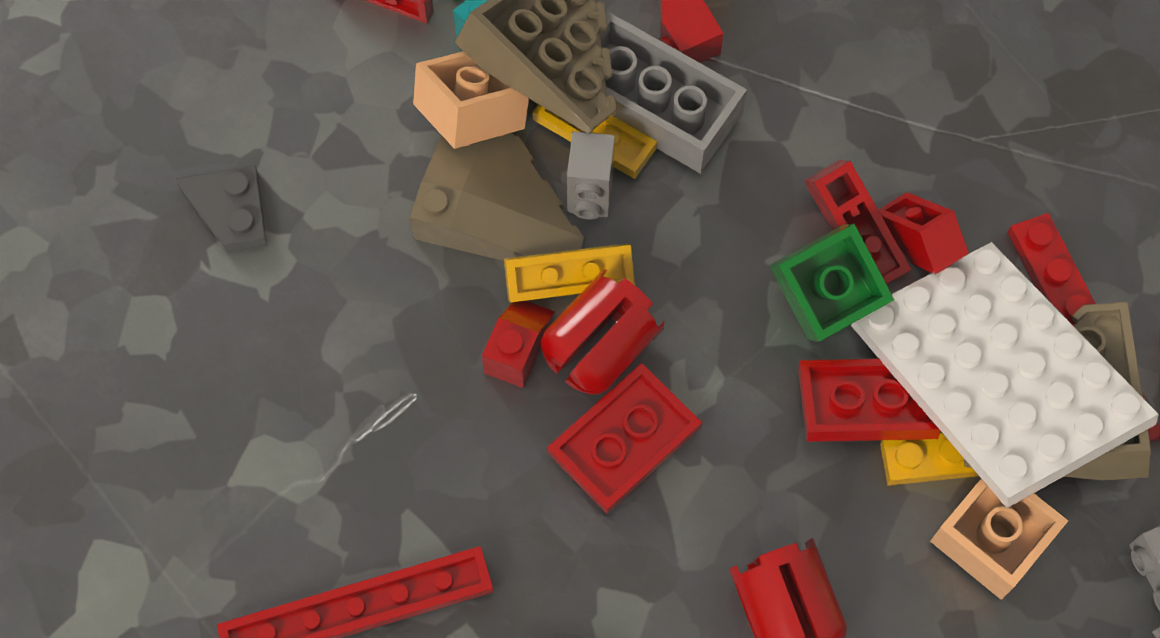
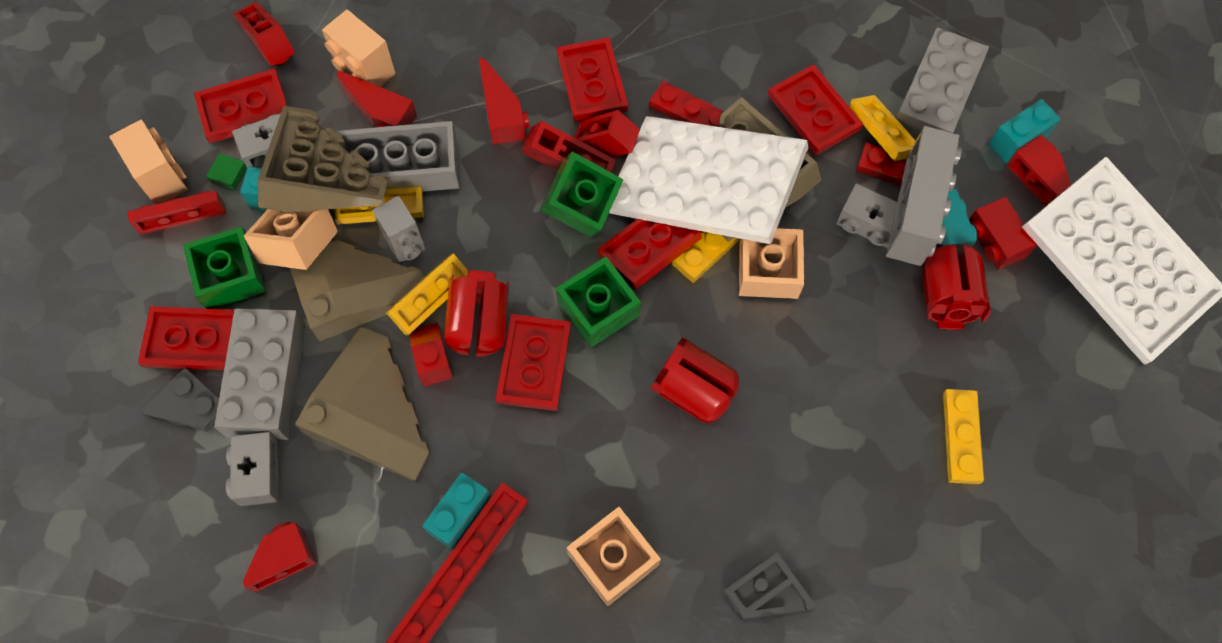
camera: 40 degrees left, 0 degrees up
(192, 442) = (279, 556): none -> red slope
(237, 349) = (263, 481): none -> light grey brick
(285, 138) = (186, 338): none -> red plate
(323, 230) = (260, 373): none -> light grey brick
(371, 85) = (223, 269): none -> green brick
(402, 349) = (365, 409): none -> dark tan slope
(406, 539) = (456, 511): none -> teal brick
(751, 423) = (598, 301): none -> green brick
(821, 118) = (503, 108): none -> red slope
(960, 151) = (591, 79): none -> red plate

